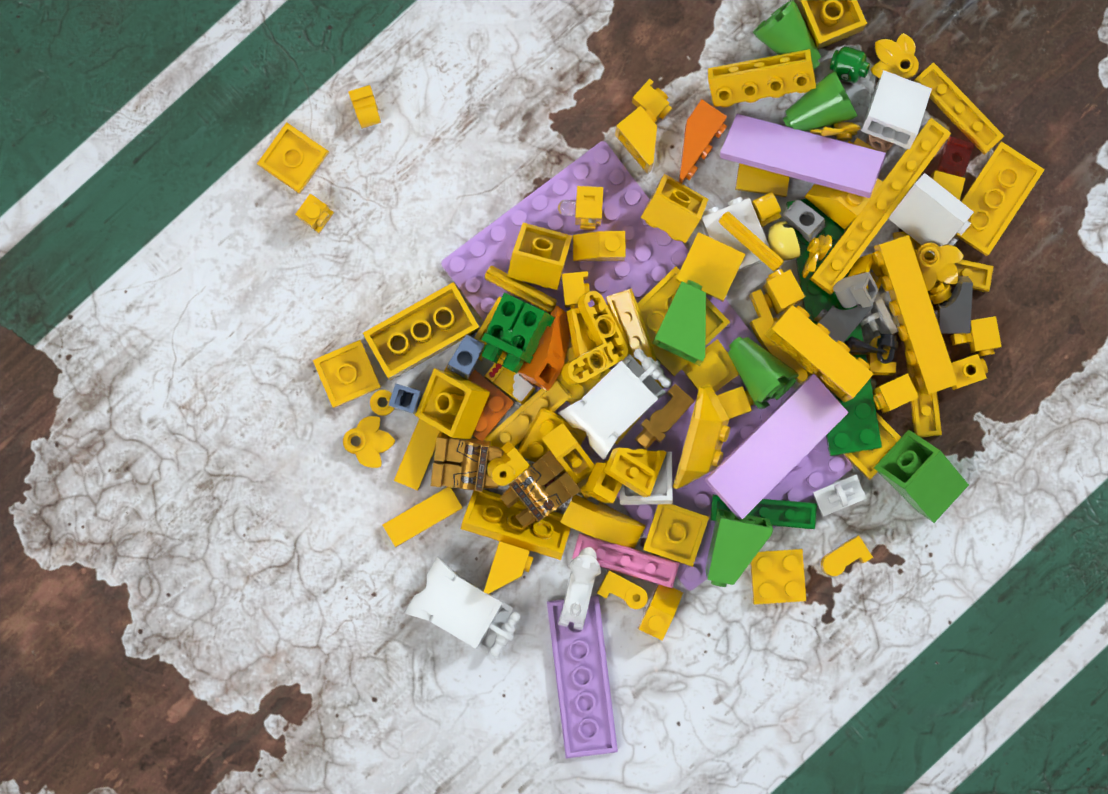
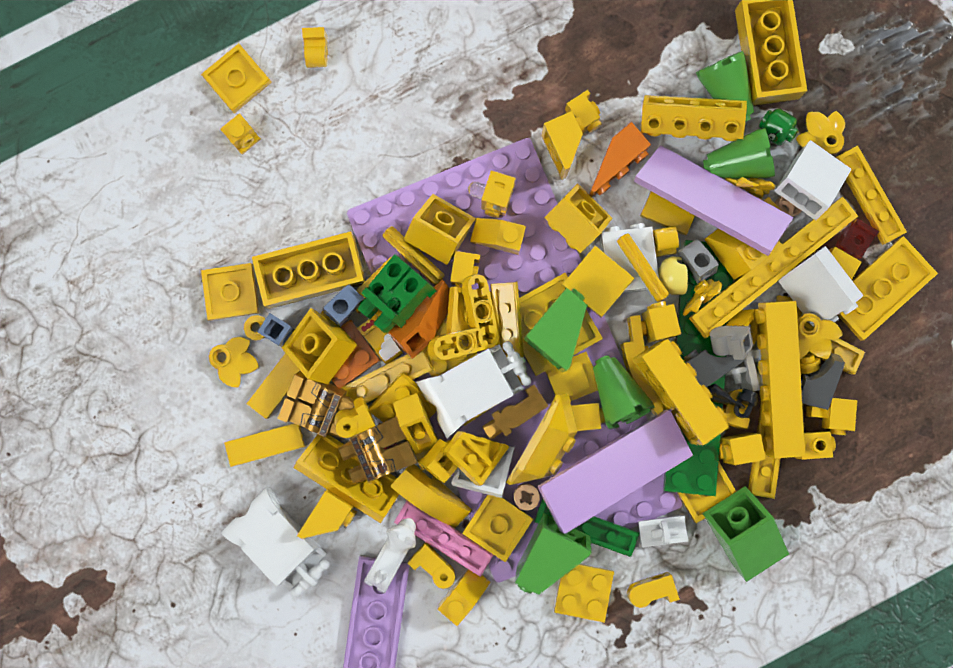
camera: 15 degrees right, 0 degrees up
(693, 498) = (523, 493): none -> light nougat wheel

